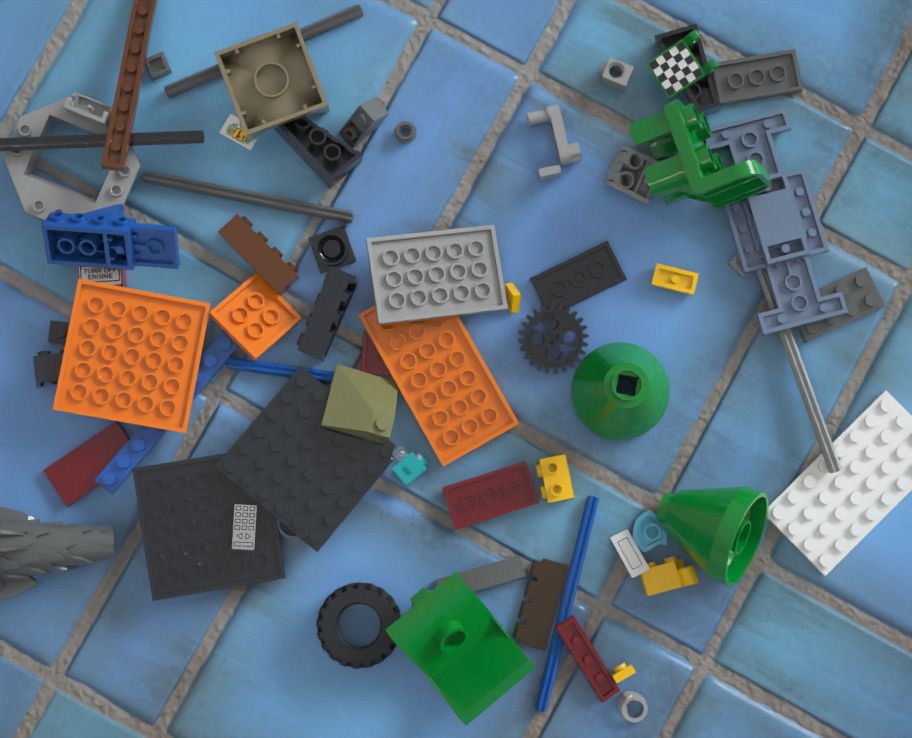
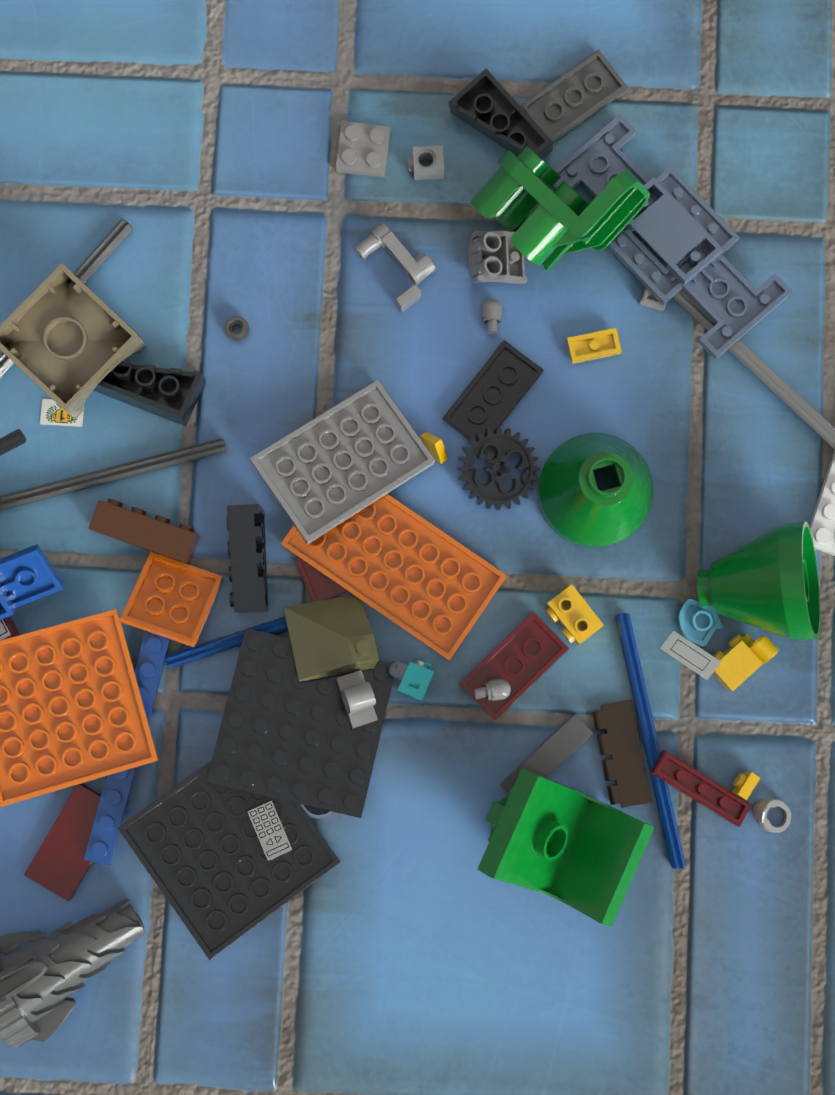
camera: 25 degrees left, 0 degrees up
(329, 632) = (413, 894): black tyre -> none
(332, 248) = (219, 487): black hat -> none
(358, 461) = (357, 698): none -> light grey tile
(363, 122) = (187, 339): dark grey slope -> none
(465, 505) = (494, 690): none -> light grey cylinder
(572, 39) = (363, 149): none -> light grey plate
(607, 216) = (491, 314): none -> light grey cylinder
(678, 68) = (490, 122): flag -> none
(860, 298) = (795, 271): dark grey plate -> none

